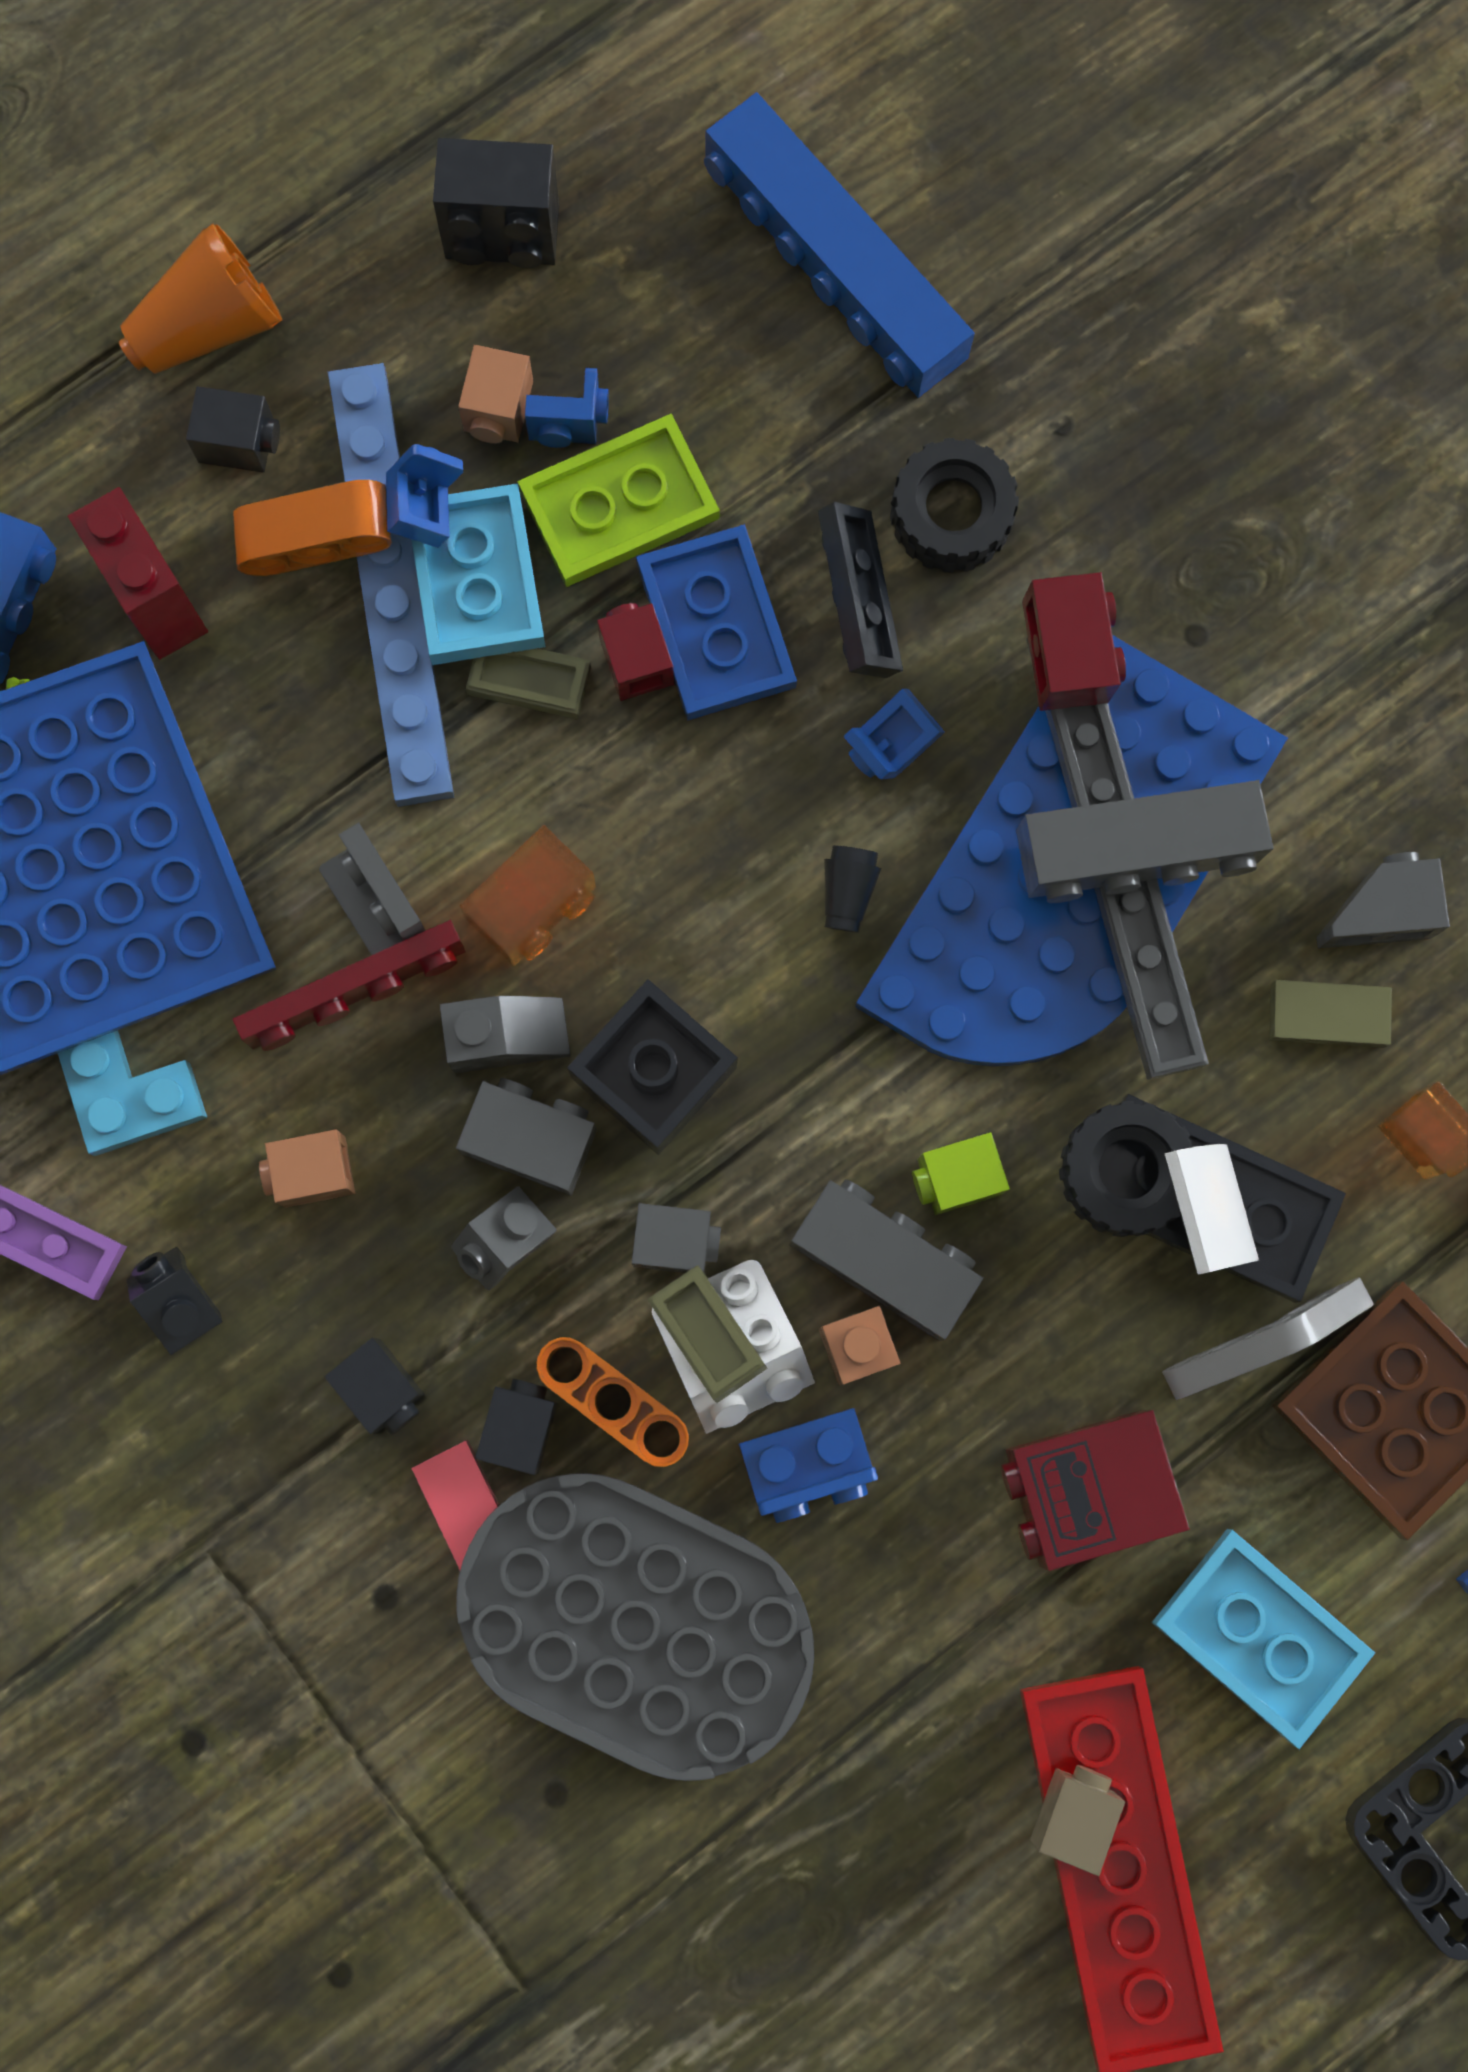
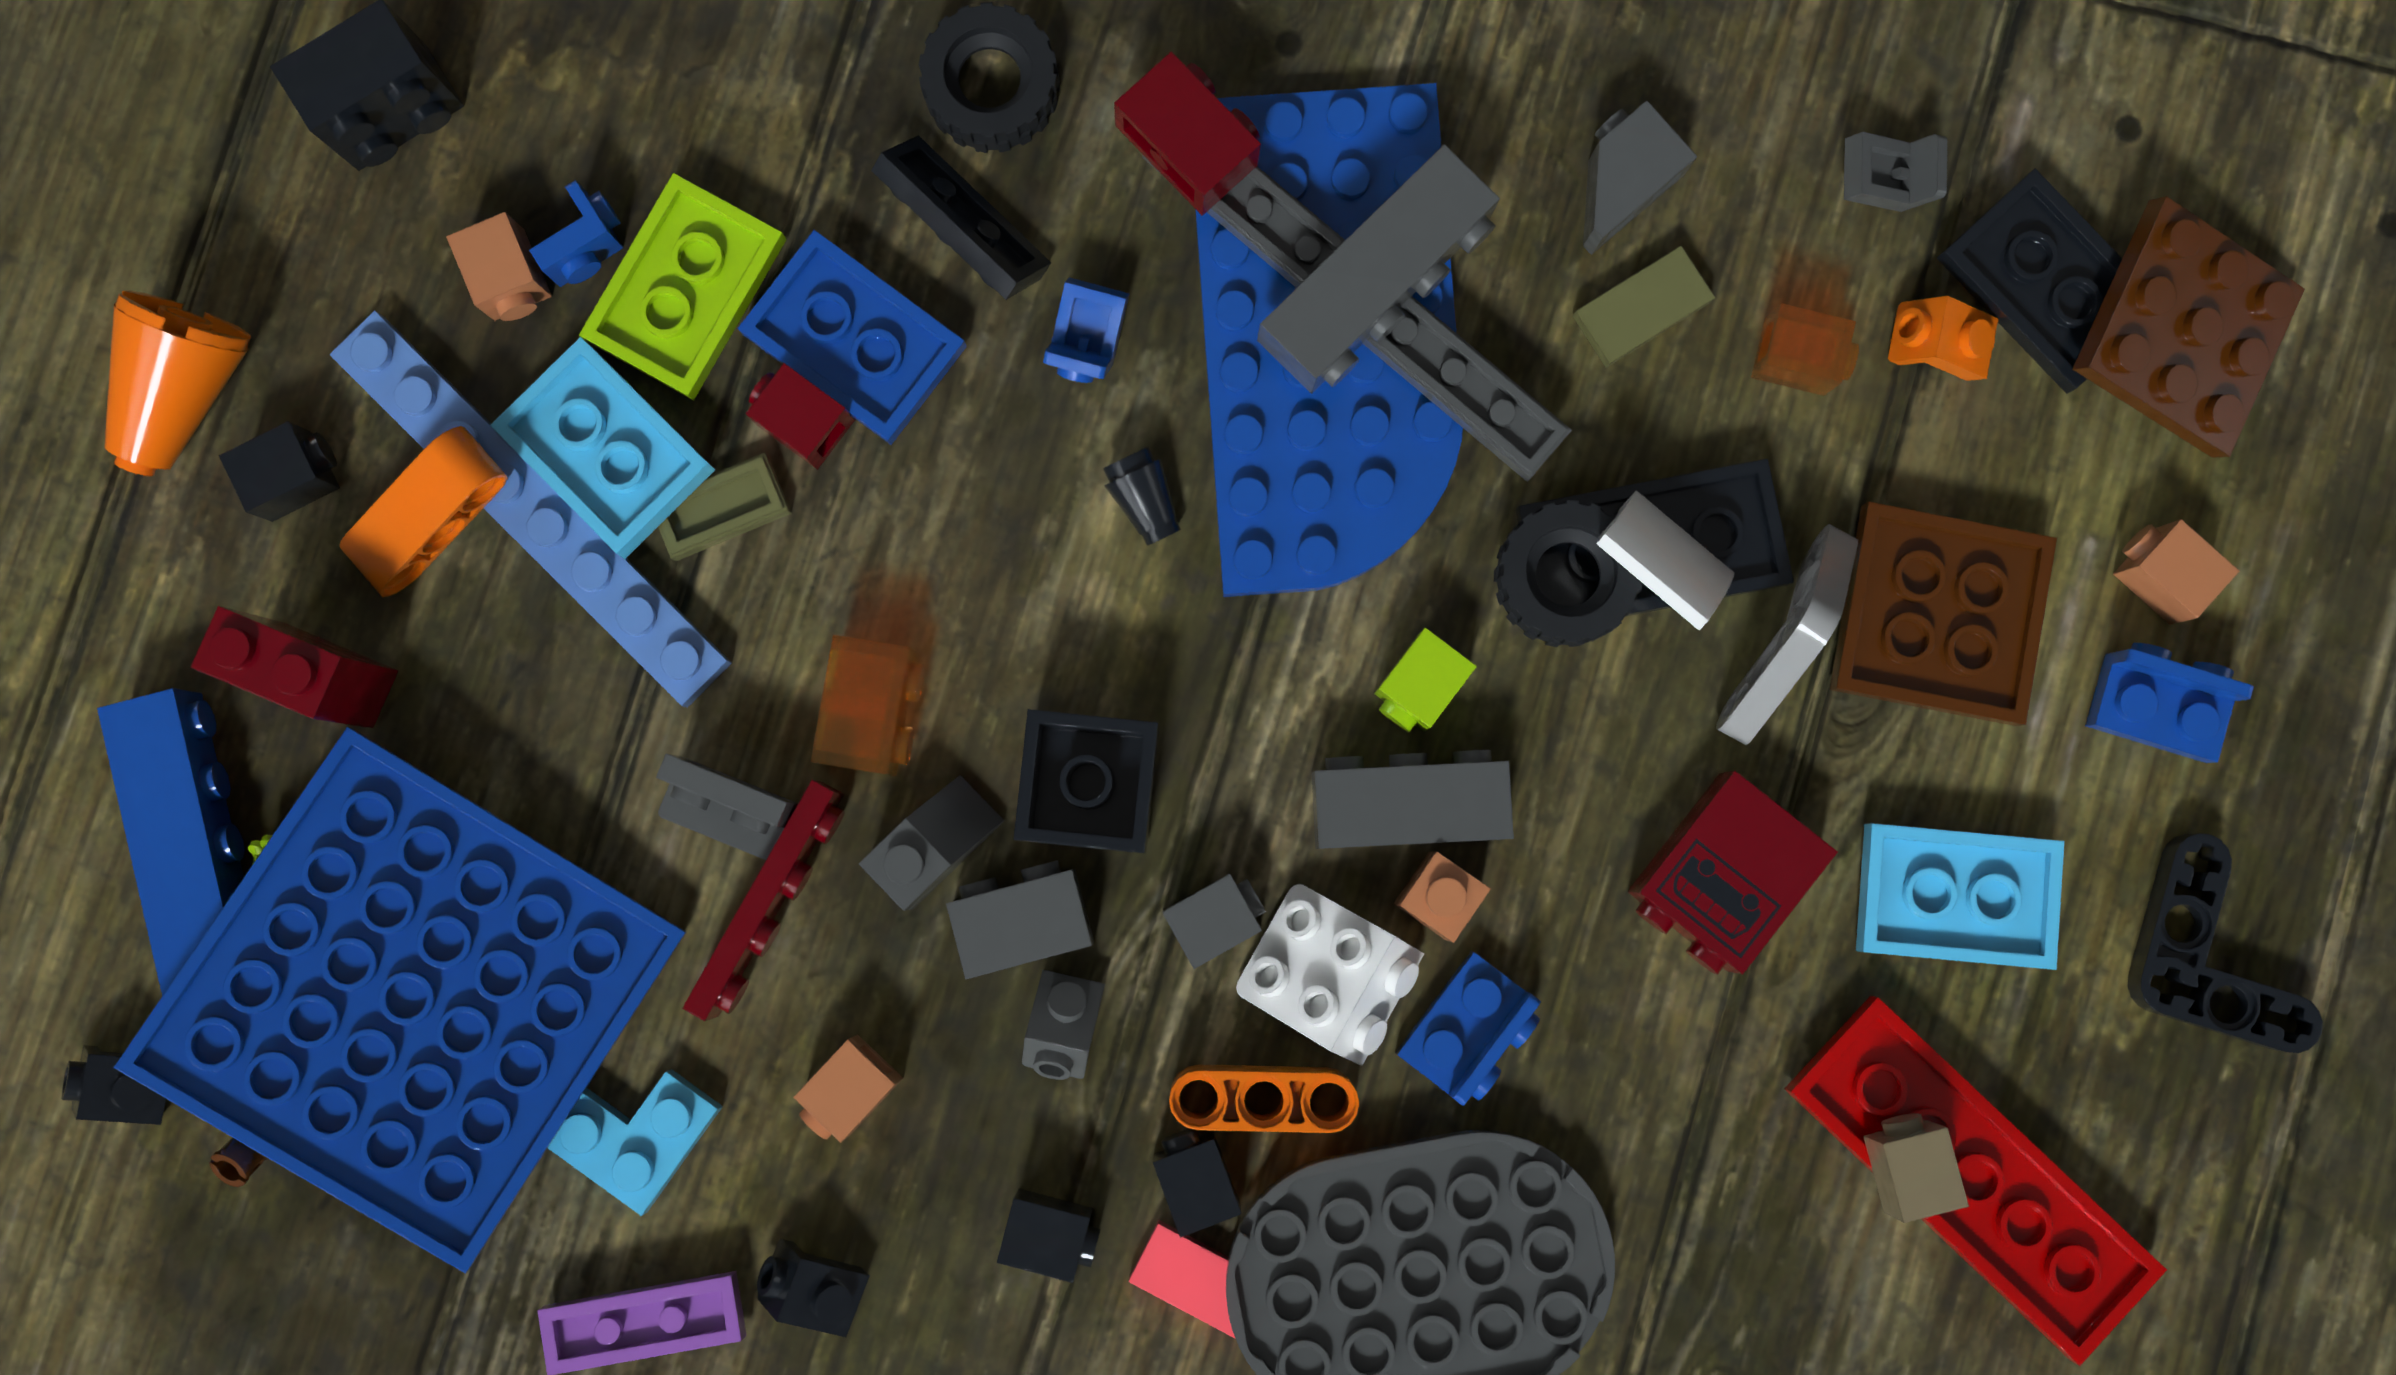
camera: 30 degrees left, 5 degrees up
(419, 494) = (500, 413): blue bracket -> none
(707, 1334) = (1305, 985): olive tile -> none

